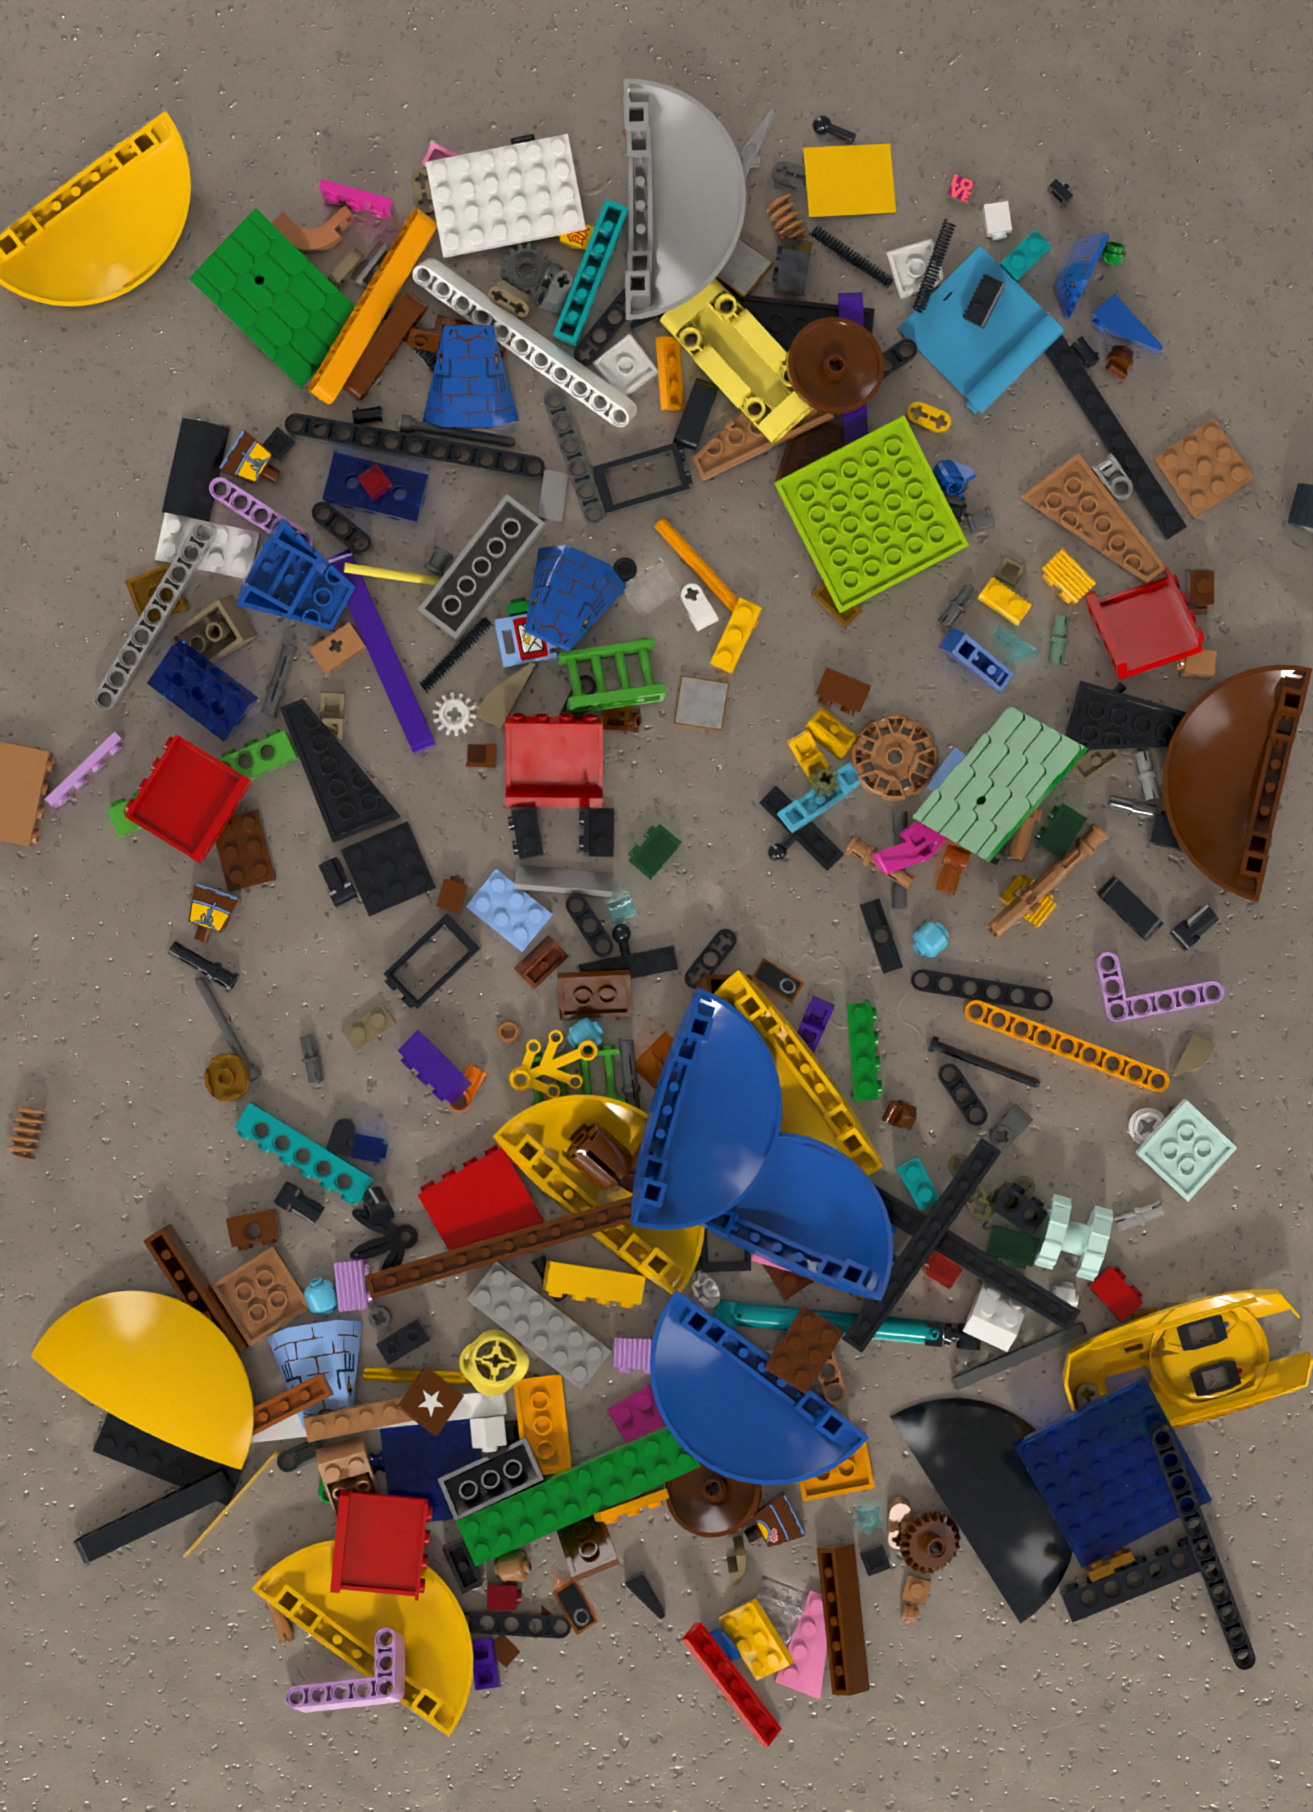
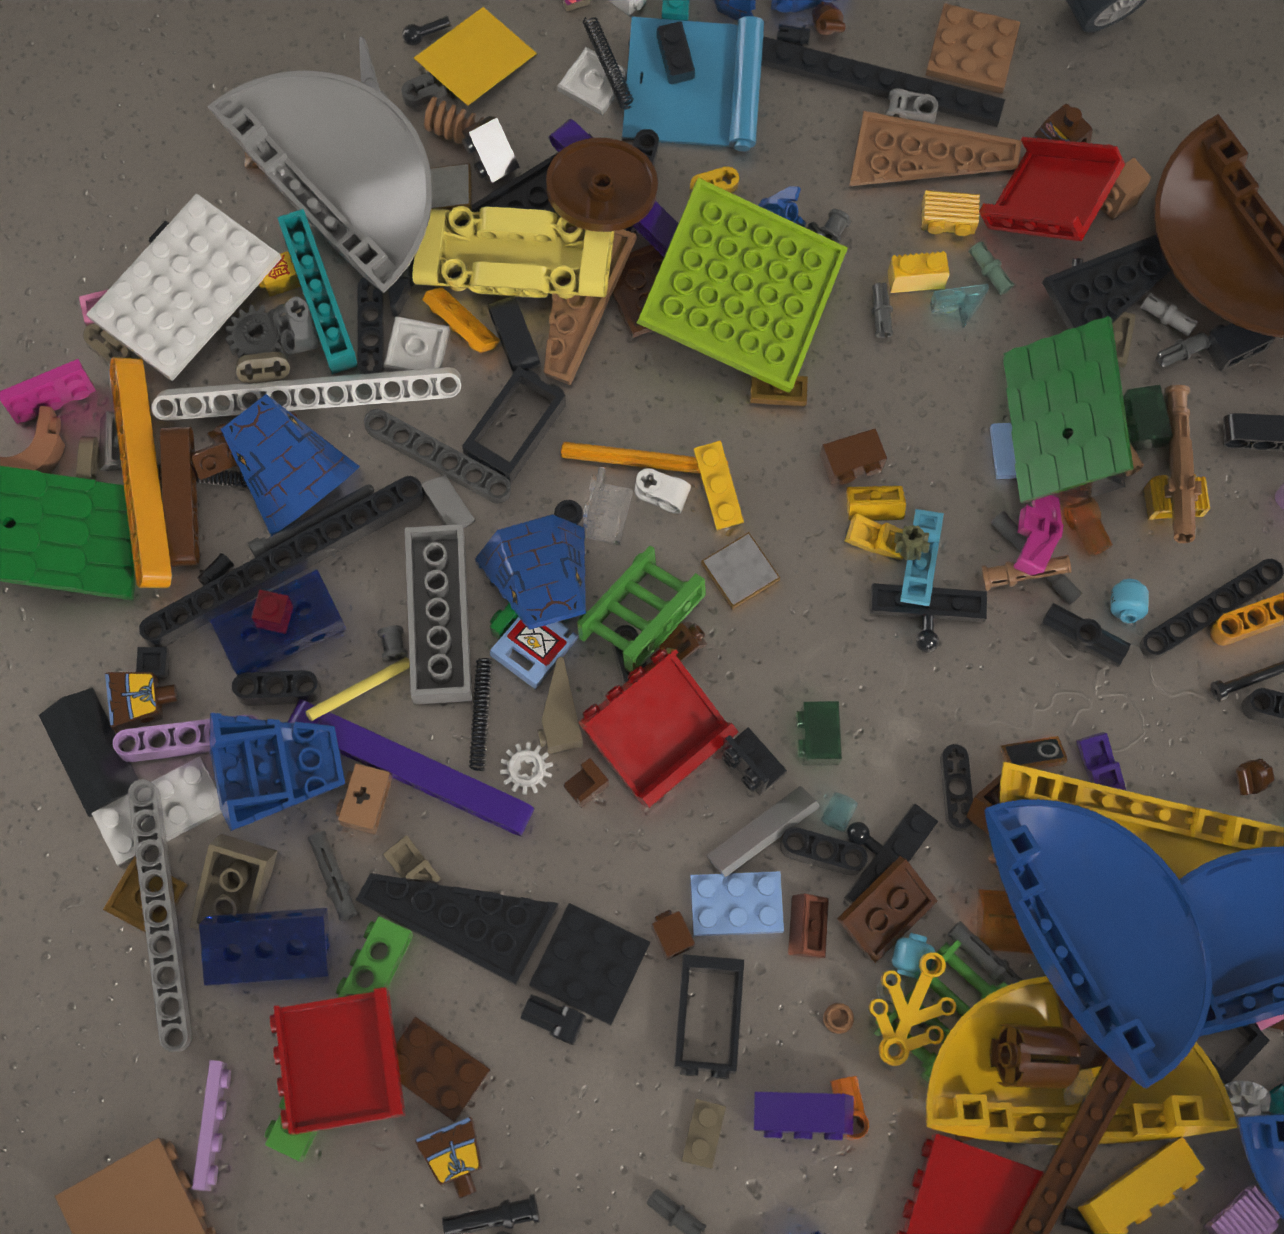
camera: 50 degrees left, 15 degrees down
(527, 833) = (690, 816): black brick -> none
(855, 261) = (542, 109): black piece -> none
(862, 1051) = (1169, 750): green brick -> none
(894, 772) = (941, 489): medium nougat plate -> none
(976, 659) = (938, 337): blue slope -> none
(1009, 571) = (895, 245): dark tan tile -> none

